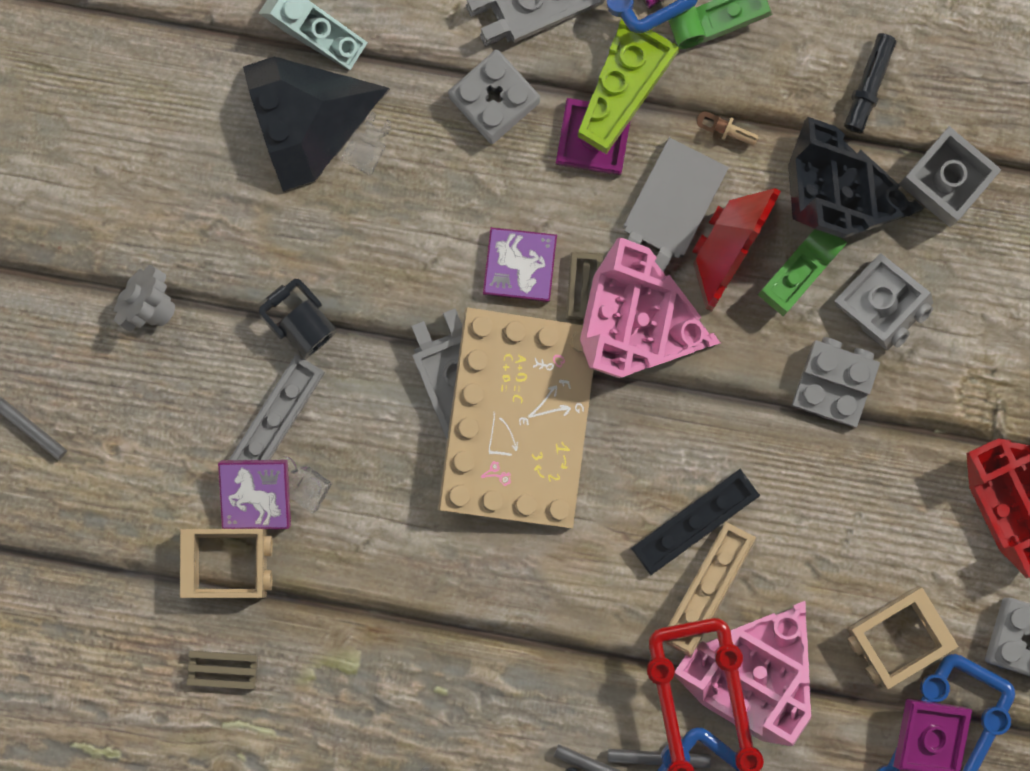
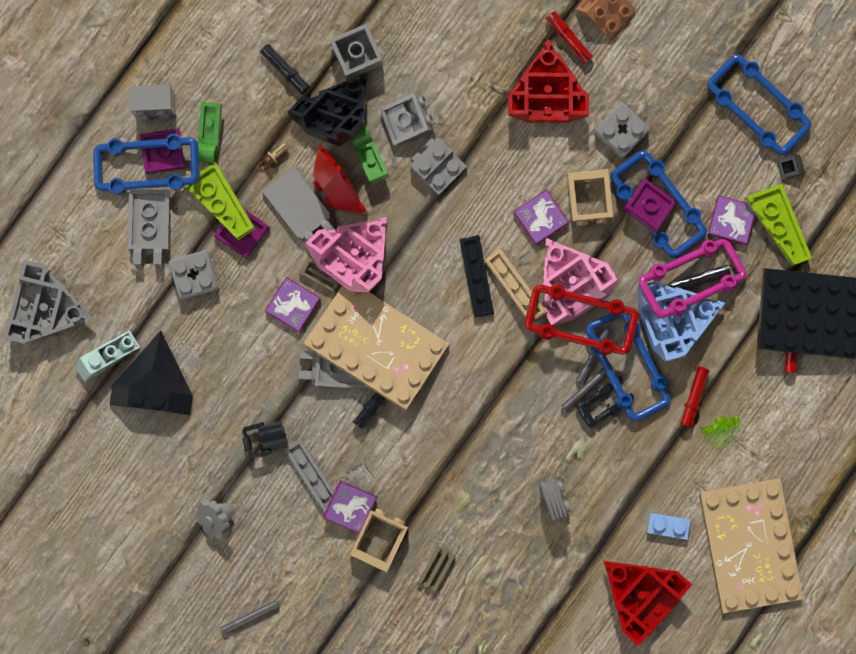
camera: 70 degrees left, 0 degrees up
(413, 454) = (369, 410): none -> black pin
(833, 577) = (541, 217): none -> tile

